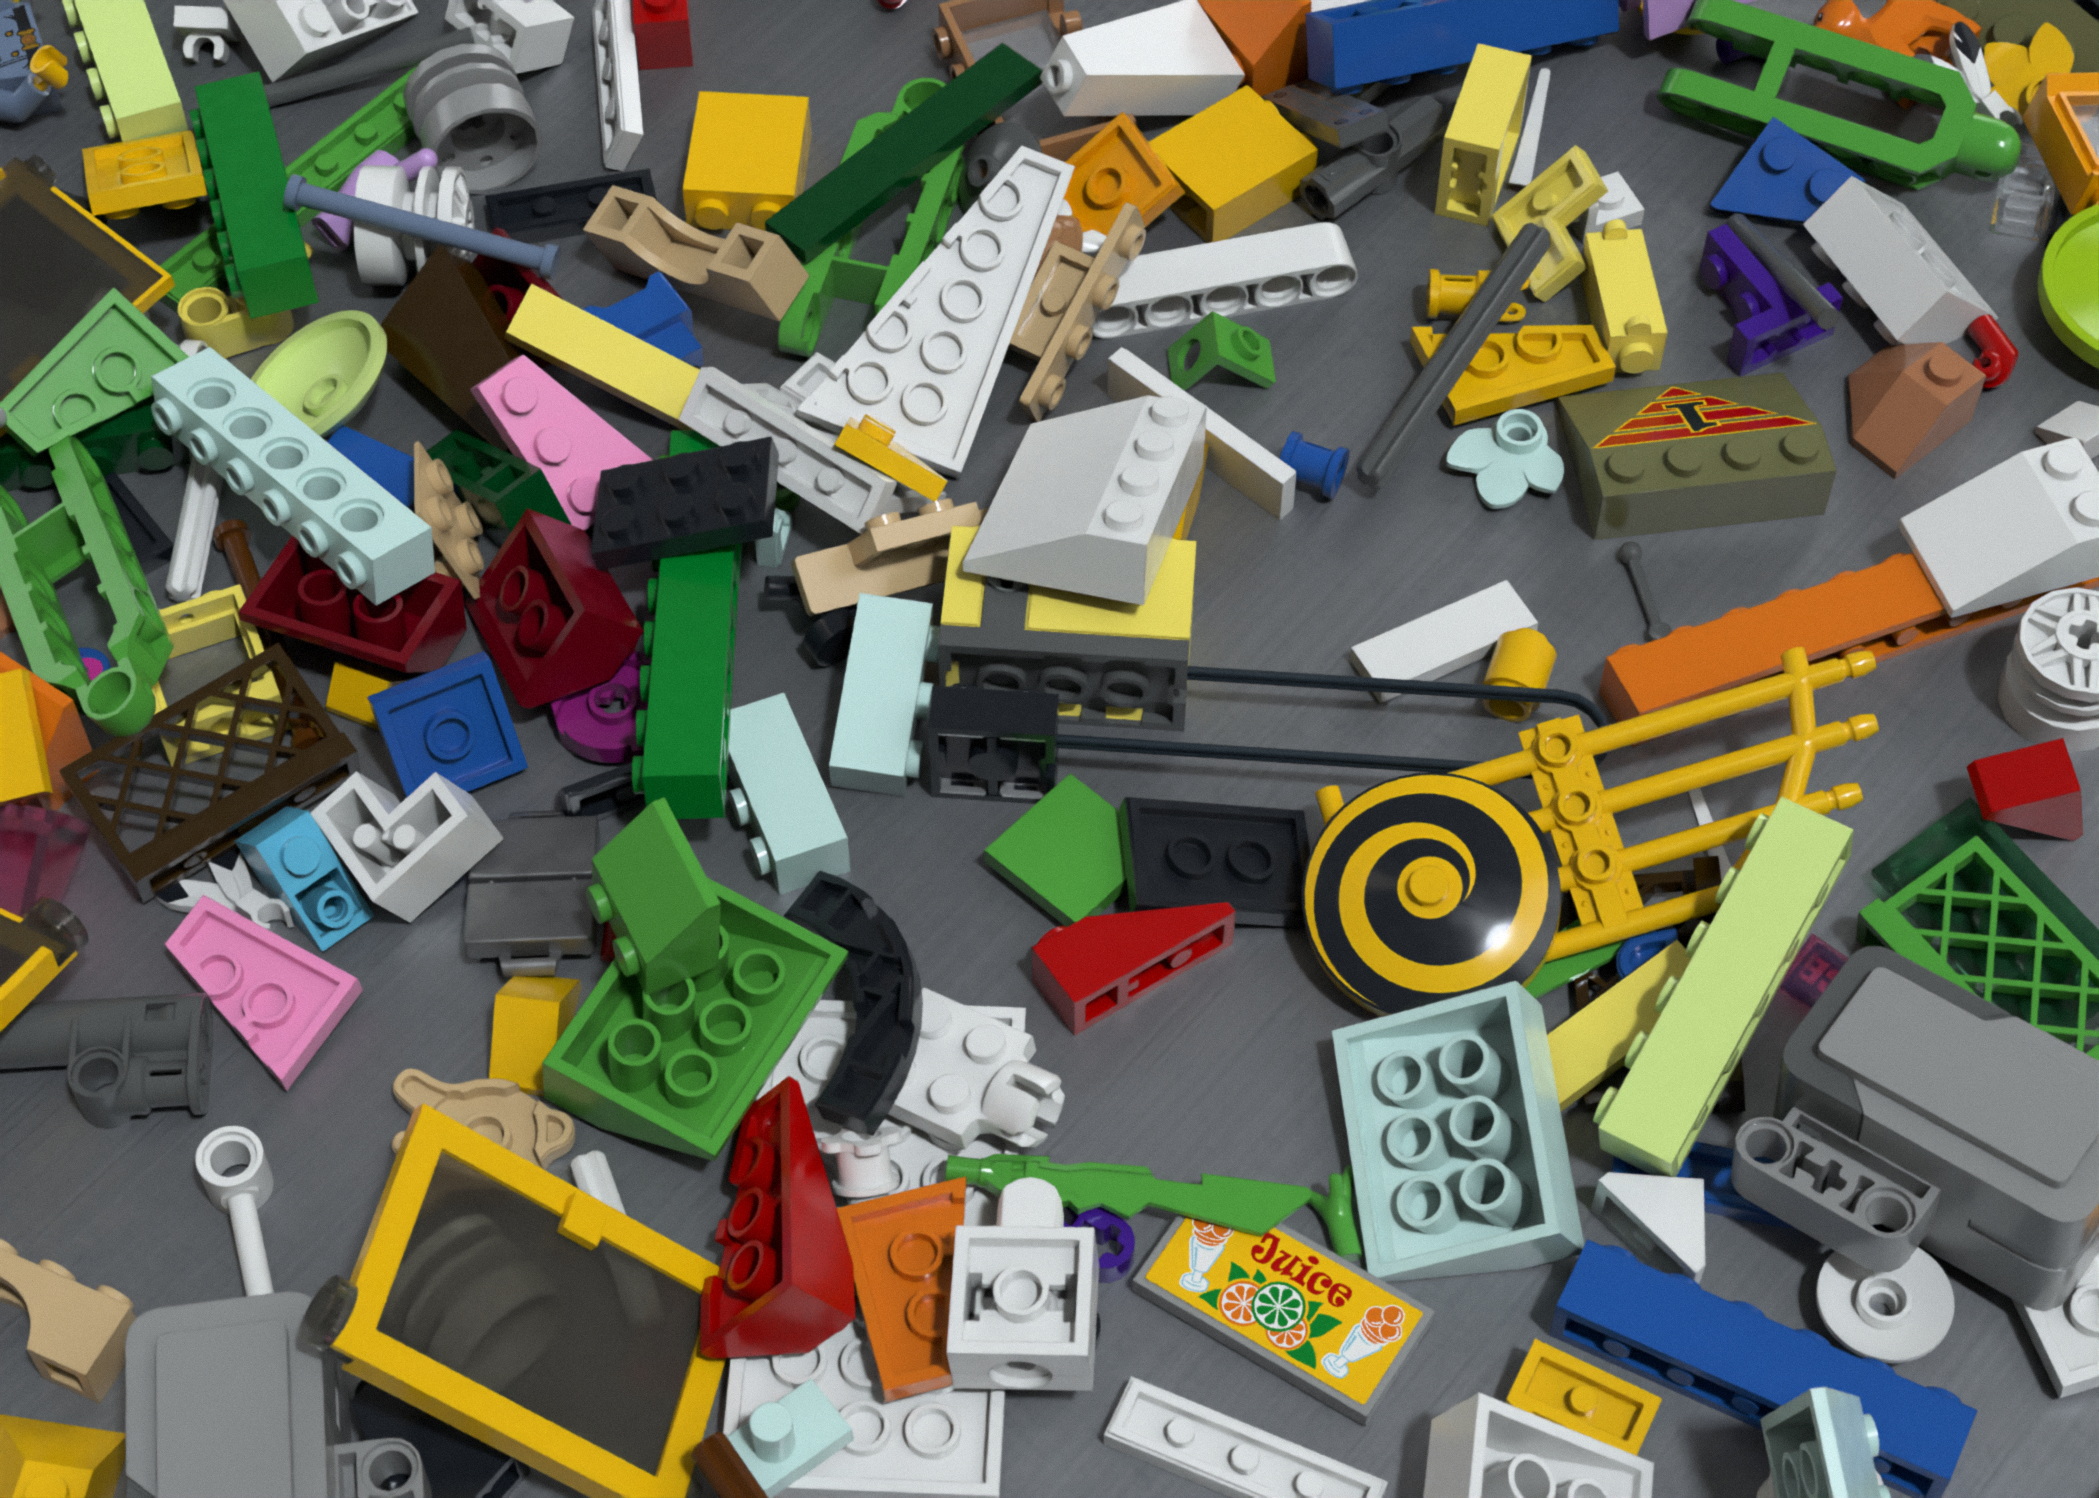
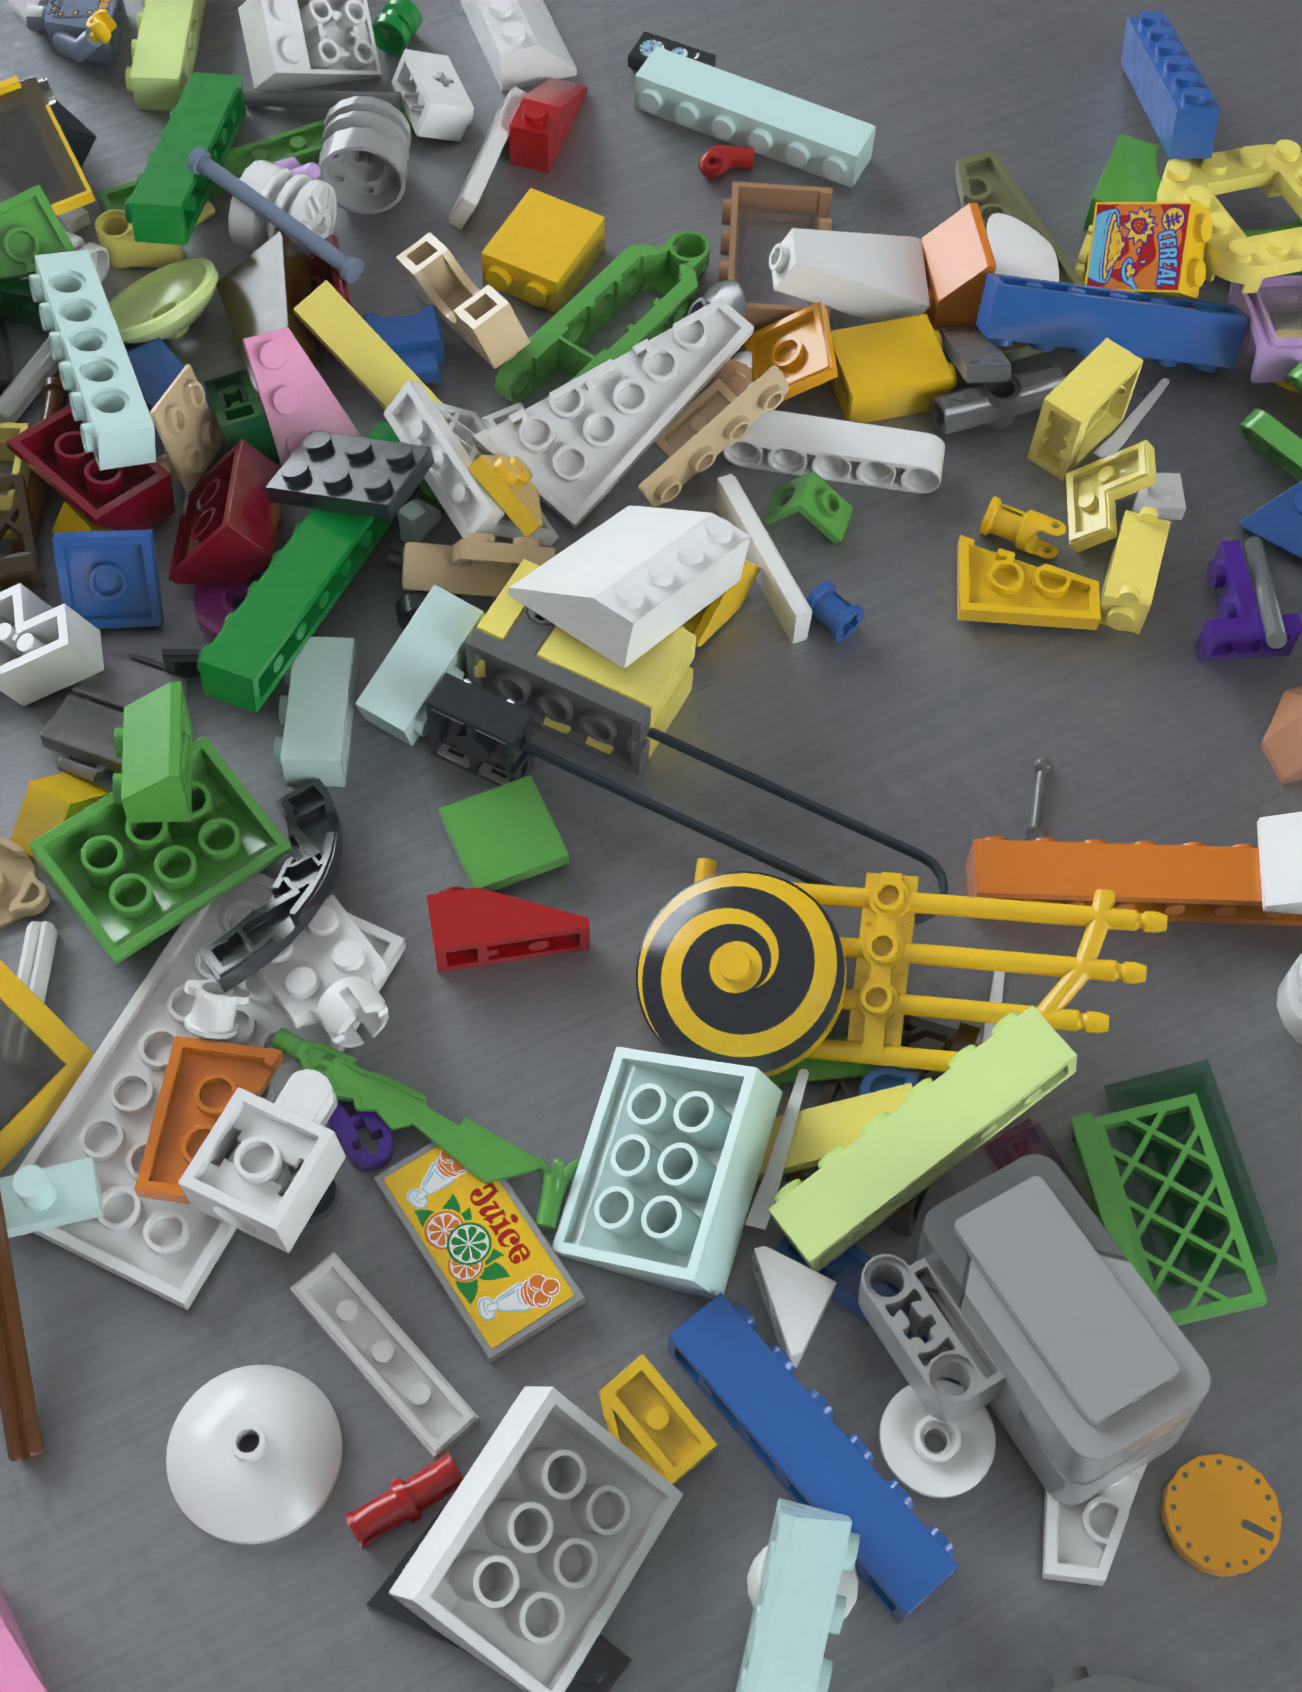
camera: 20 degrees right, 5 degrees up
(143, 174) = (121, 119): yellow plate -> none
(206, 25) = (226, 36): white tile -> none
(559, 208) = (388, 238): black tile -> none
(785, 1253) = (126, 1058): red wedge -> none
(904, 152) = (646, 278): dark green tile -> none
(1216, 855) = (601, 879): black tile -> none
(1443, 638) = (867, 779): white tile -> none
(1453, 356) = (977, 566): dark grey axle -> none
(1505, 465) = (981, 664): light aqua plate -> none
(1519, 660) = (910, 820): yellow brick -> none
(1575, 1111) = (769, 1187): none -> white sticker
(1696, 455) = (1132, 709): olive slope -> none
(2030, 789) = (1258, 1072): red slope -> none

